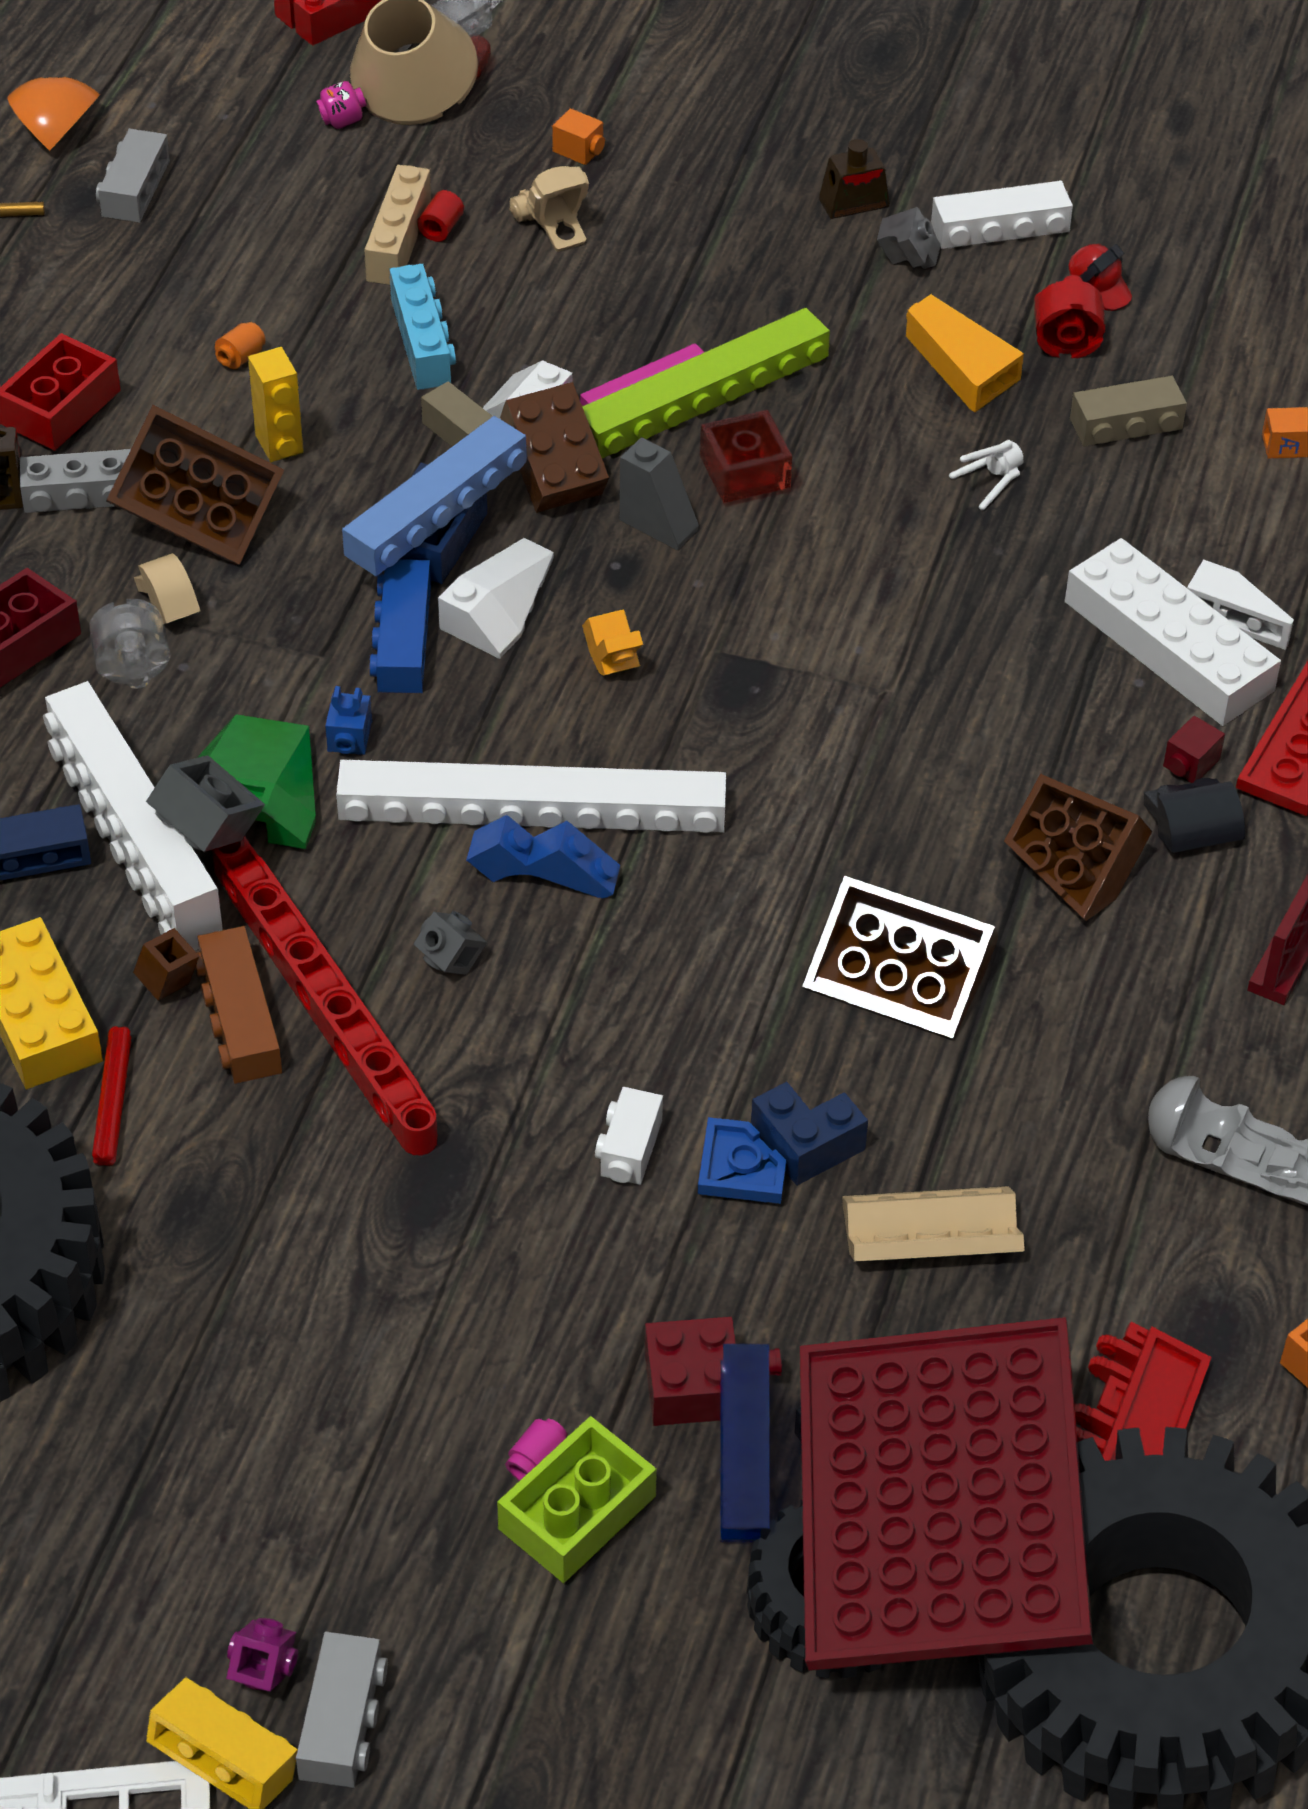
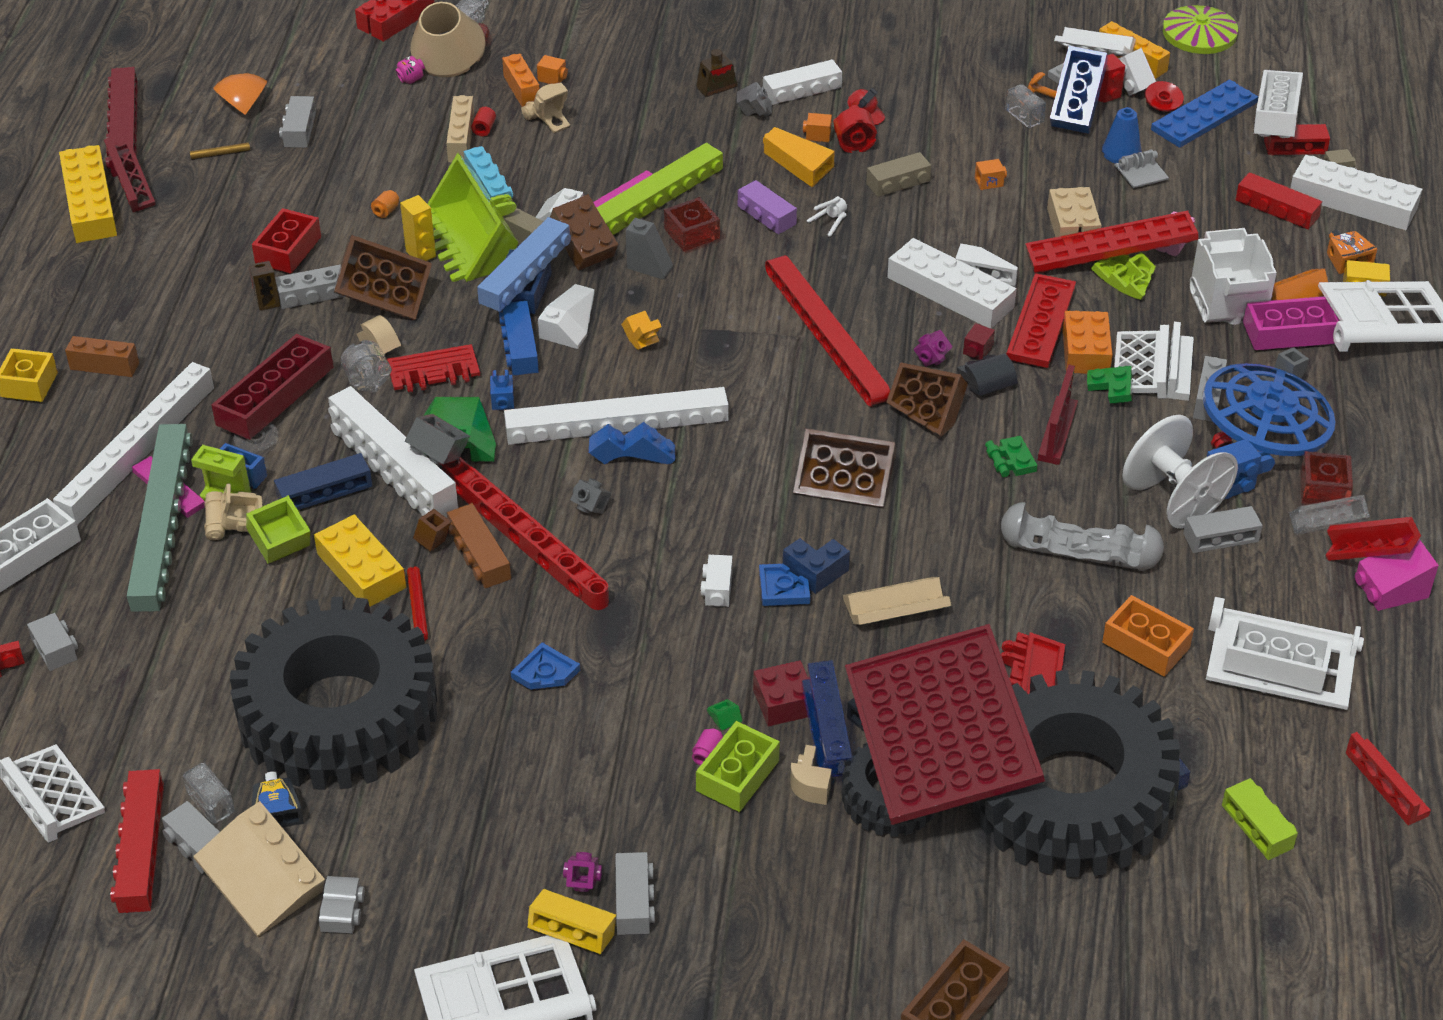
camera: 10 degrees left, 5 degrees down
(246, 658) = (433, 367): none -> red hinge
(295, 1254) = (545, 668): none -> blue plate
(367, 402) = (470, 223): none -> lime piece
(520, 144) = (520, 78): none -> orange brick
(584, 1391) = (725, 714): none -> green slope
(696, 1547) = (809, 781): none -> tan brick
(884, 441) = (767, 207): none -> medium lavender brick
(934, 690) = (828, 331): none -> red beam
(1008, 303) = (818, 127): none -> orange brick
(1108, 751) = (932, 348): none -> magenta brick
(1212, 974) = (1016, 454): none -> green plate

